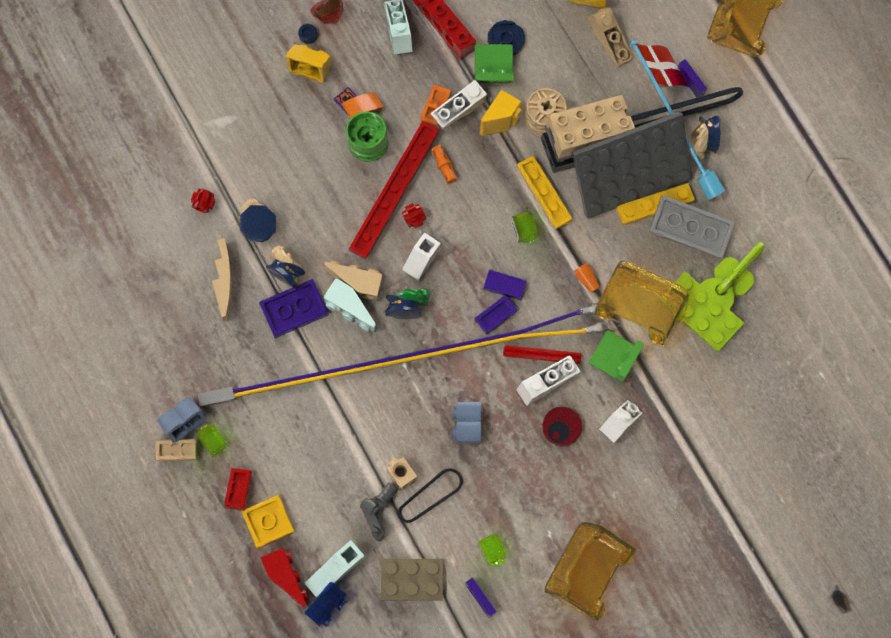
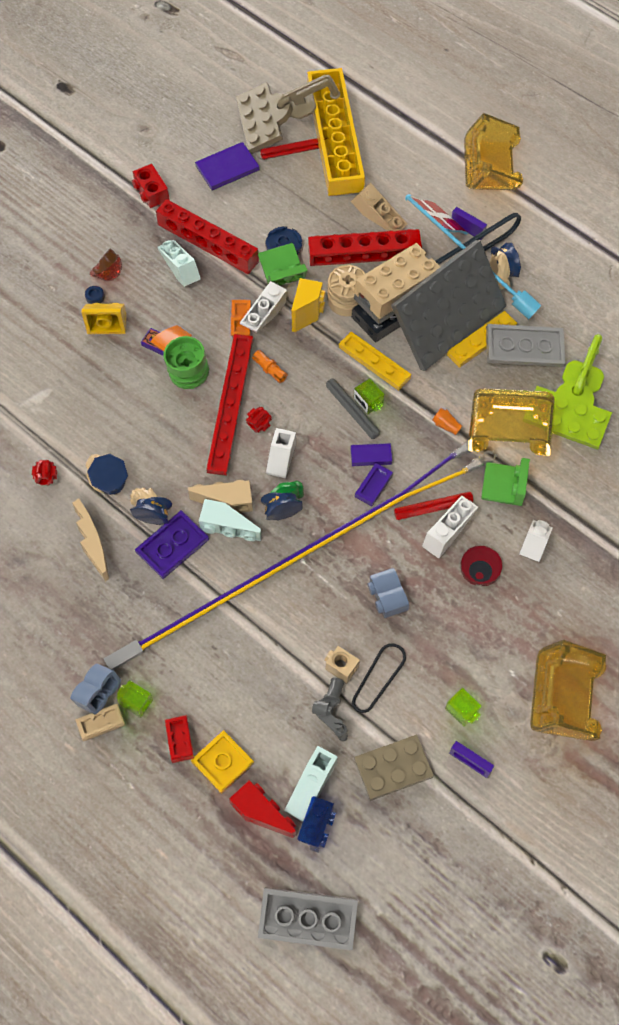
camera: 15 degrees left, 10 degrees down
(505, 233) = (352, 408): none -> dark grey axle
(571, 75) = (360, 246): none -> red brick

